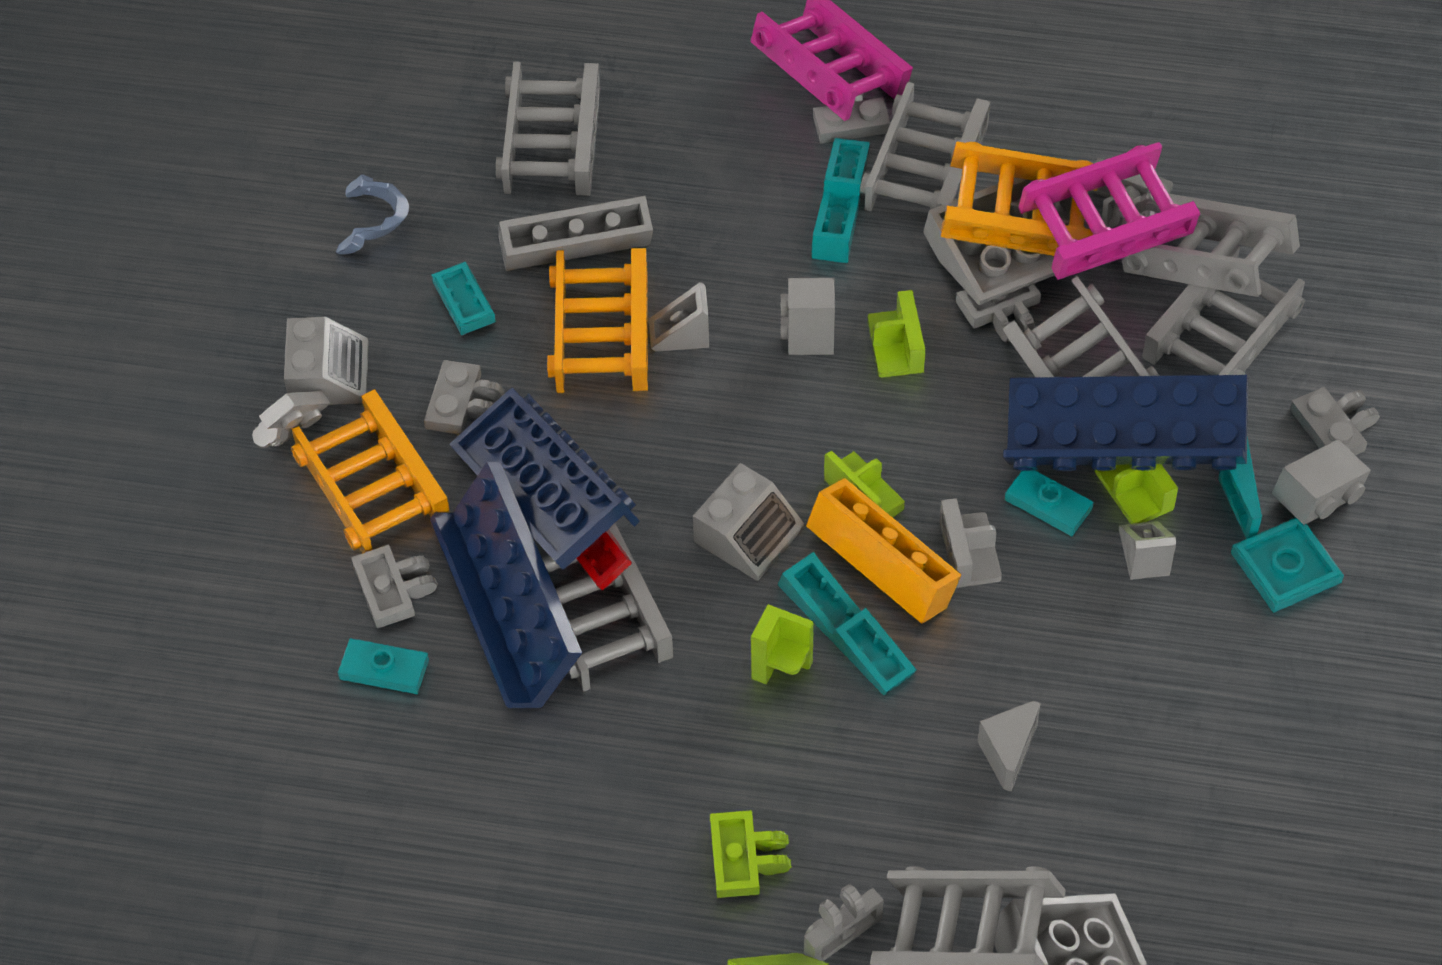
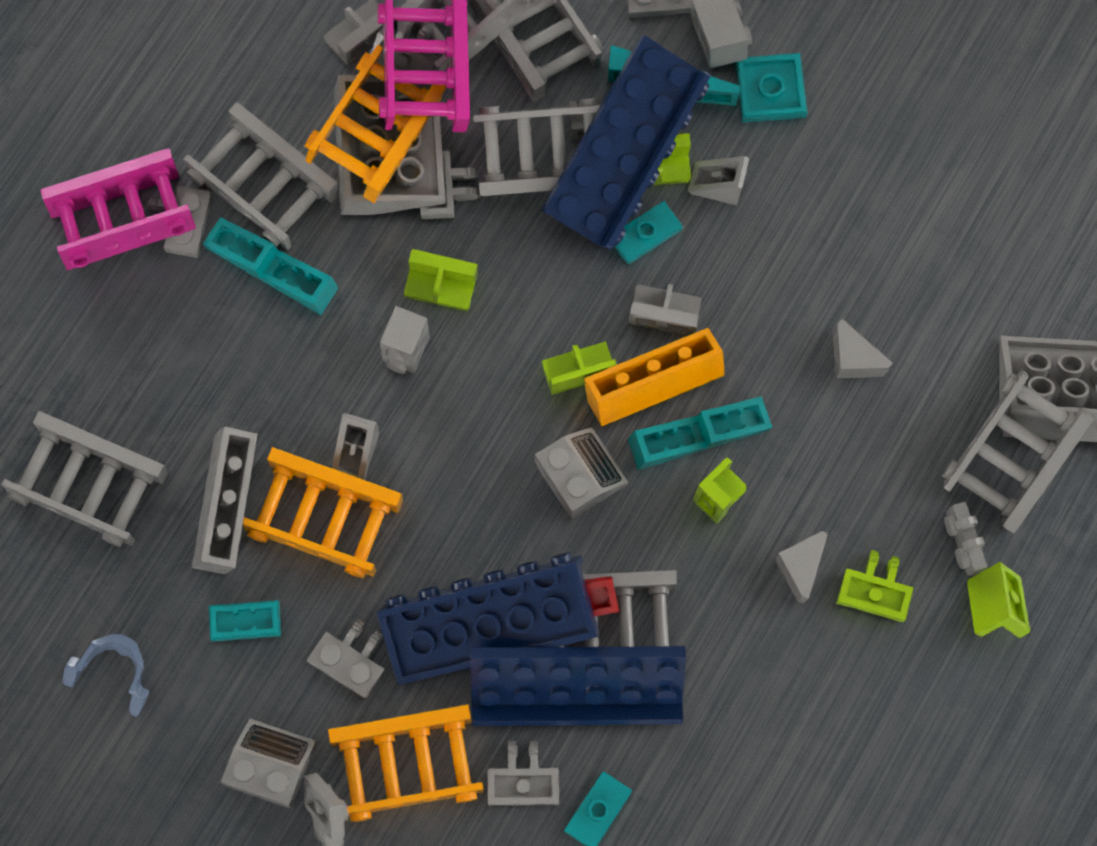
camera: 75 degrees left, 20 degrees up
(737, 766) = (801, 563): none -> light grey slope

